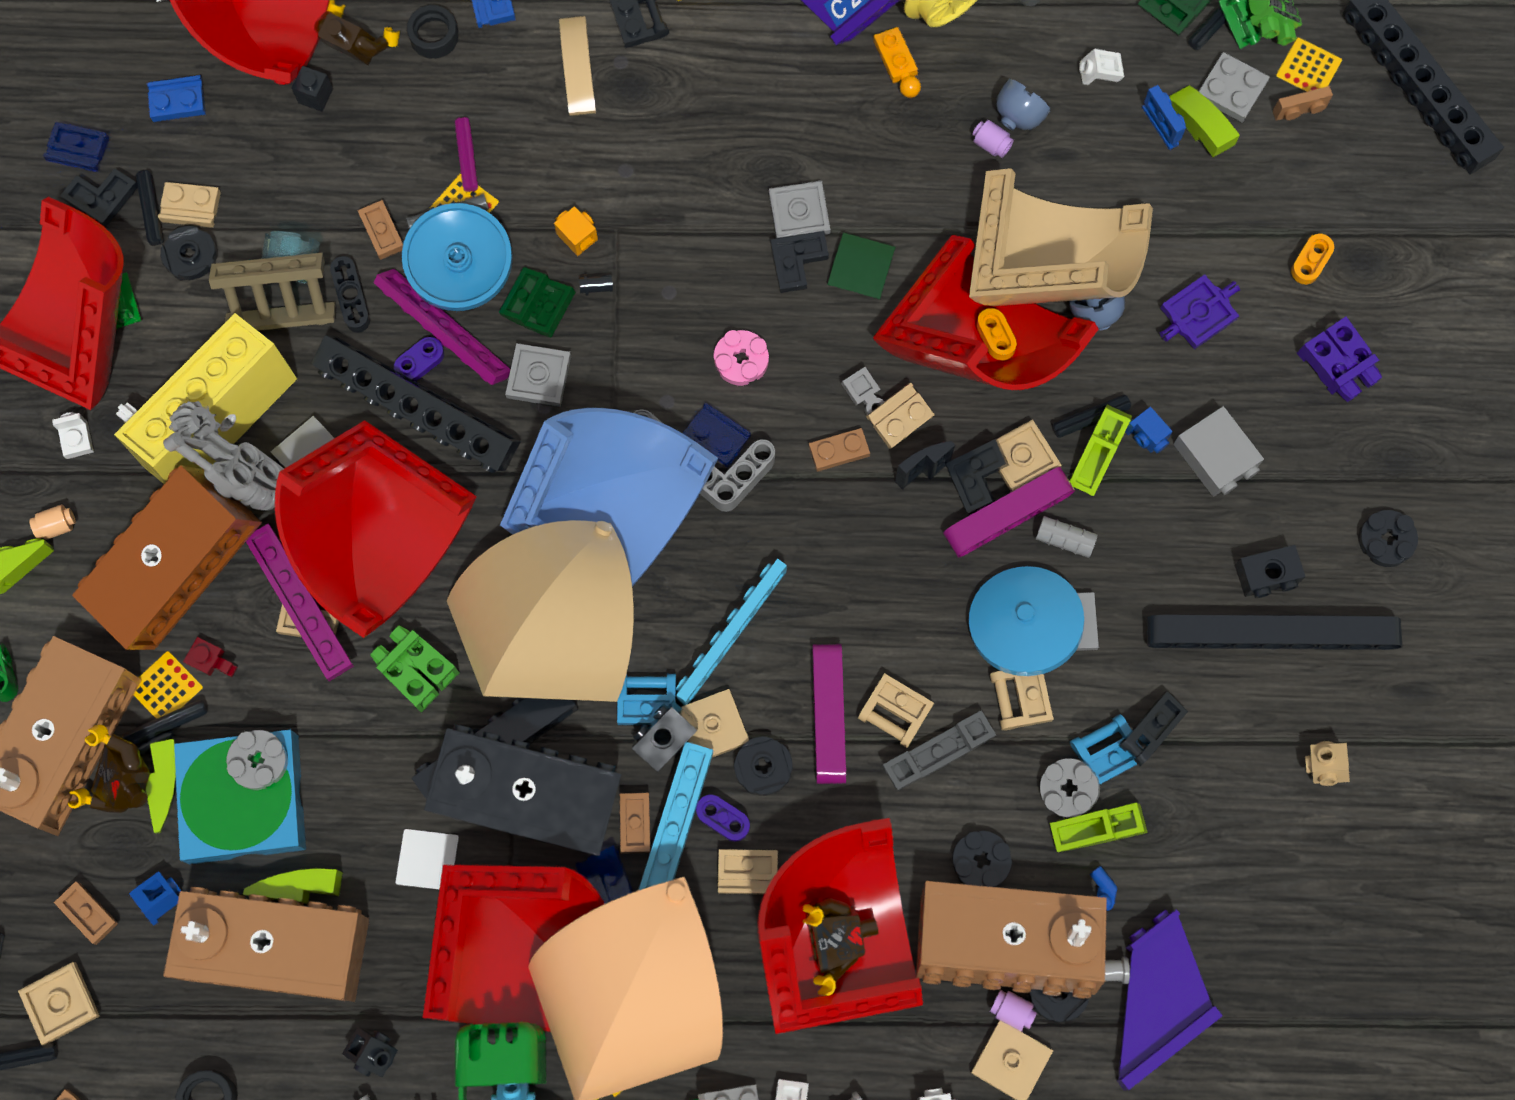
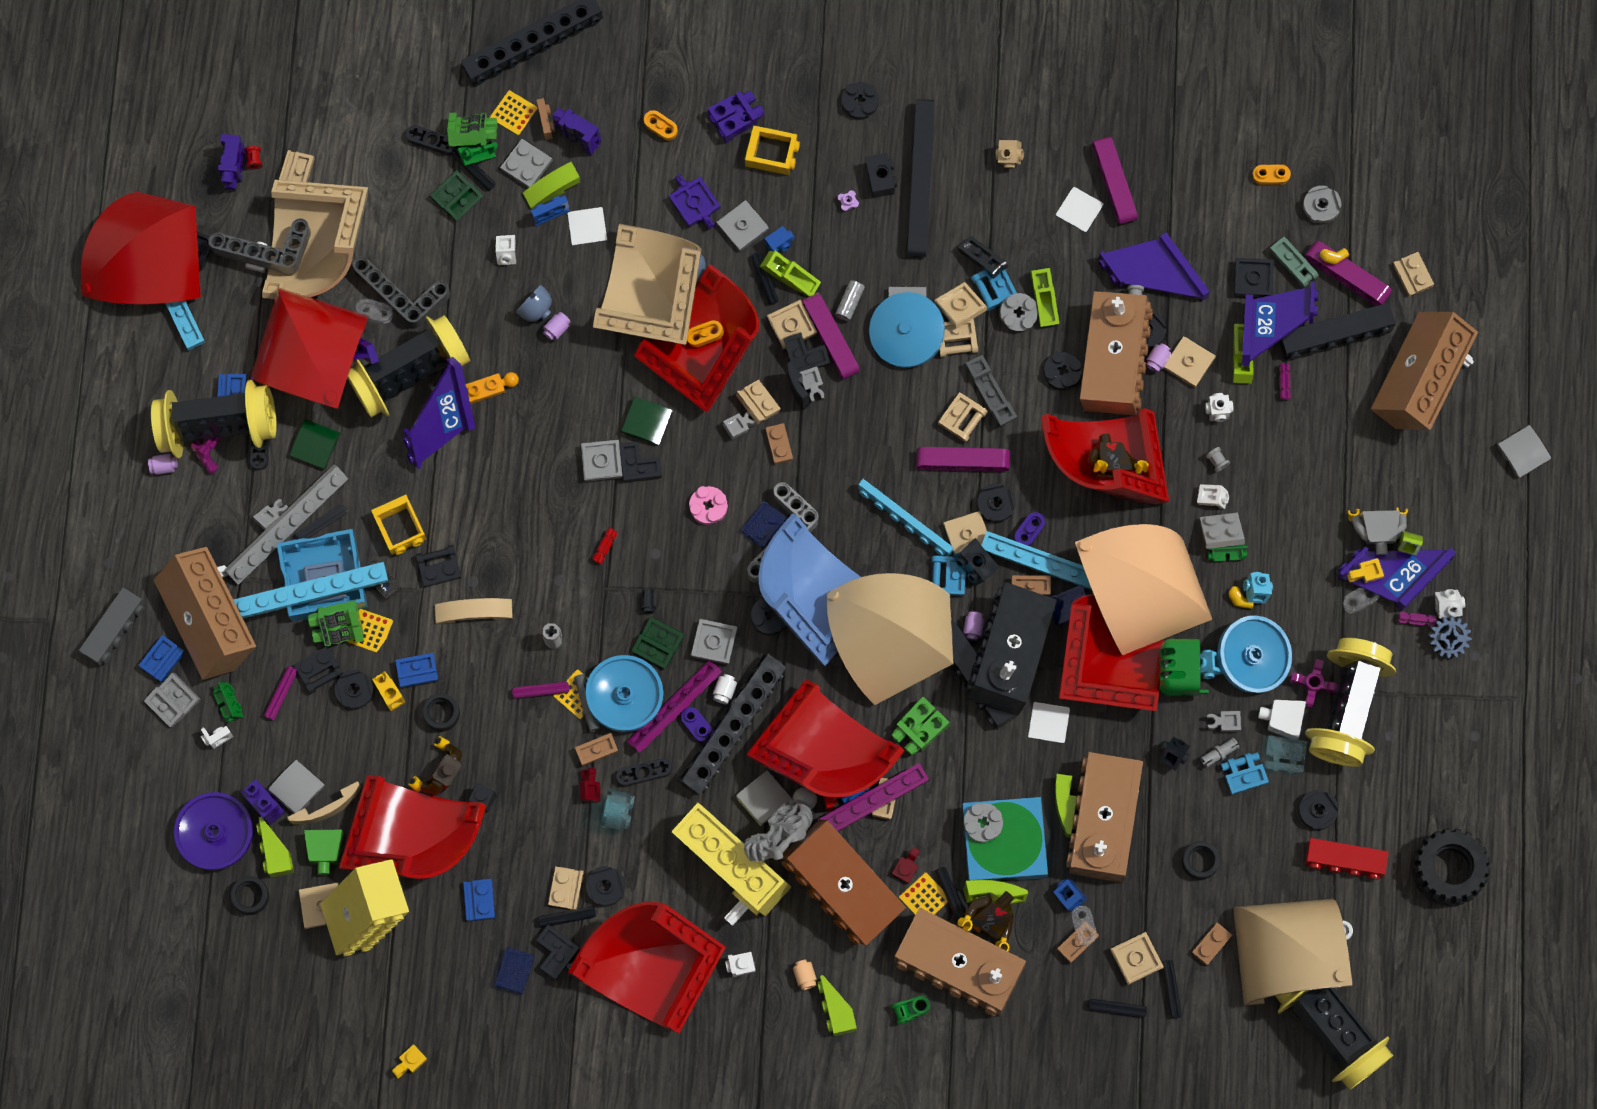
camera: 85 degrees left, 0 degrees up
(104, 919) = (1084, 924): none -> clear plate
(280, 271) = (637, 817): dark tan fence -> none
(324, 225) = (589, 787): none -> dark red plate
(468, 392) = (724, 689): none -> white brick
(536, 157) = (555, 641): none -> light grey axle
(568, 738) = (973, 626): none -> lavender brick
(576, 230) = (606, 613): light orange brick -> none
(675, 223) = (604, 546): none -> red axle
(746, 871) = (1065, 515): tan plate -> none
(937, 488) = (812, 381): none -> light grey plate
(1073, 699) = (960, 305): none -> tan plate
(1106, 887) = (1083, 295): blue arm -> none
(1149, 173) = (587, 226): none -> white sticker
(1170, 381) = (742, 225): none -> light grey plate
(1219, 452) = (796, 199): light grey brick -> none
(1224, 535) = (848, 205): none -> lavender plate
(1250, 879) = (1079, 209): none -> white sticker
(1292, 140) = (577, 129): none -> dark purple hips
(1292, 387) = (768, 165): none -> yellow window
(1303, 932) = (1115, 180): none -> magenta beam

